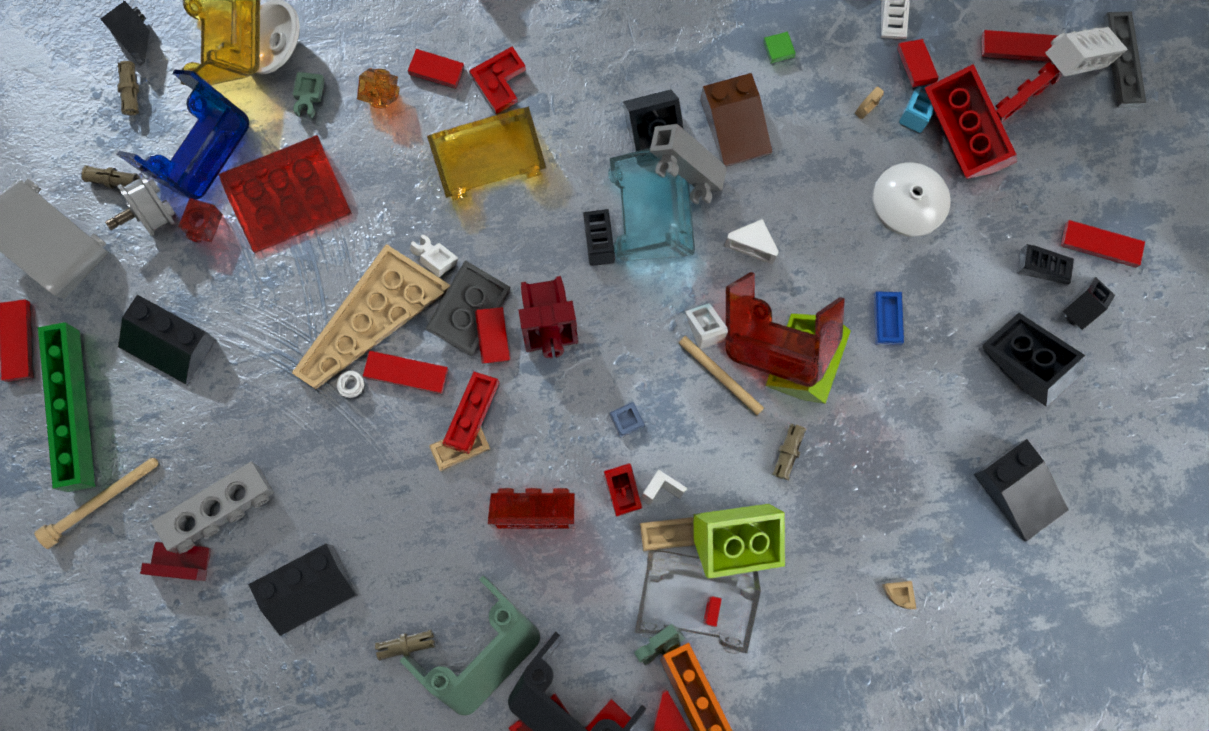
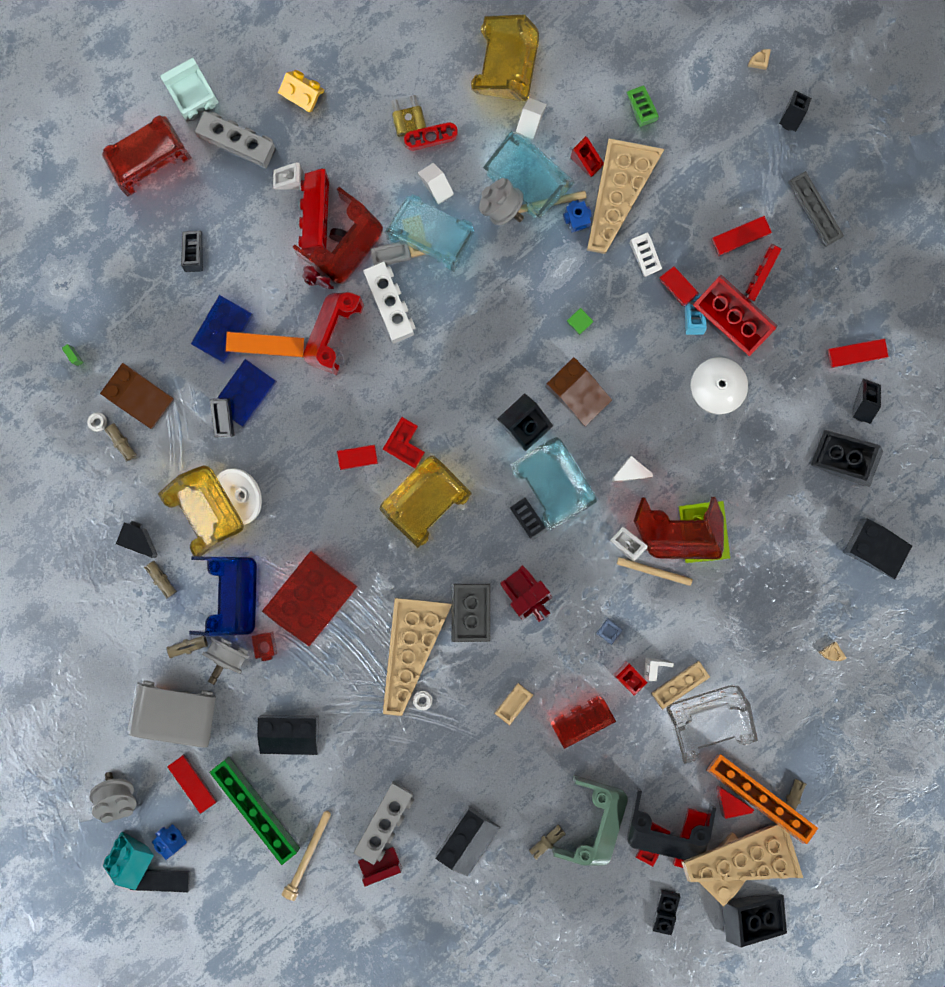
camera: 25 degrees left, 10 degrees up
(307, 90) = (281, 518): sand green plate -> none
(378, 87) = (329, 494): clear orange brick -> none
(405, 372) = (453, 674): red tile -> none
(435, 258) = (431, 590): white plate -> none
(470, 412) = (509, 679): red tile -> none
(492, 335) = (496, 622): red tile -> none
(661, 643) = (705, 758): sand green plate -> none
(689, 159) = (566, 443): light grey brick -> none
(712, 611) = (724, 725): red tile -> none
(740, 540) = (720, 674): lime slope -> none
(789, 451) = (722, 600): dark tan pin -> none
(870, 102) = (662, 327): tan tile -> none
(888, 318) = (742, 477): blue tile -> none
(1026, 268) = (813, 393): black slope -> none
(1085, 50) = (788, 227): white brick -> none

